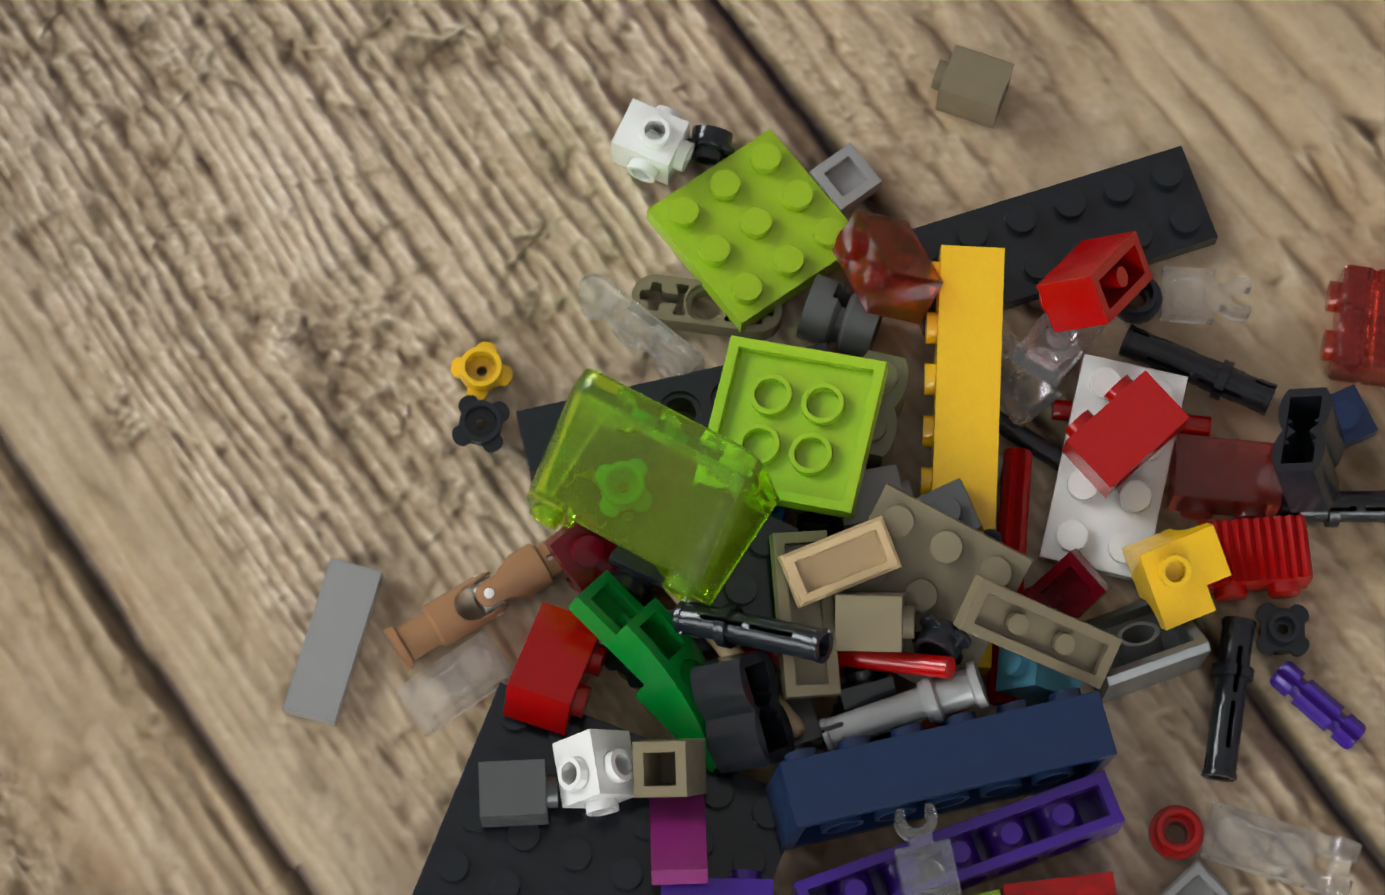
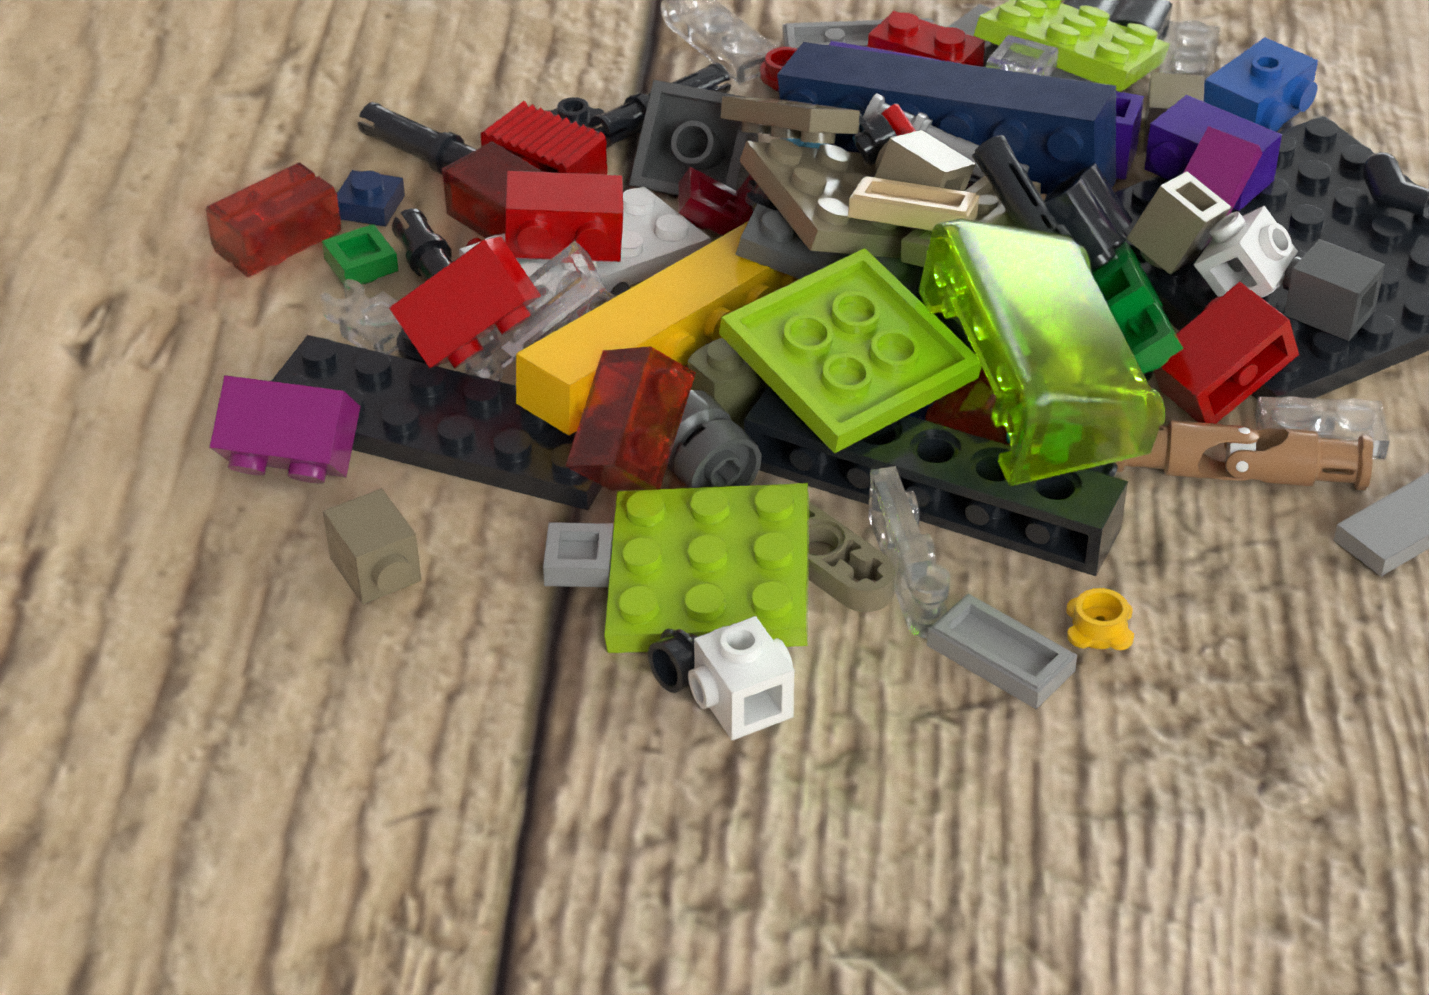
camera: 140 degrees left, 30 degrees down
(492, 414) = (1138, 577): black plate -> none
(528, 307) = (1002, 650): none -> light grey tile
(1124, 126) = (284, 428): none -> magenta brick
(1174, 572) = (624, 141): yellow brick -> none
(1269, 341) = (360, 255): none -> green plate
(1308, 450) = (421, 144): black brick -> none
(1317, 705) = (598, 76): dark purple axle -> none

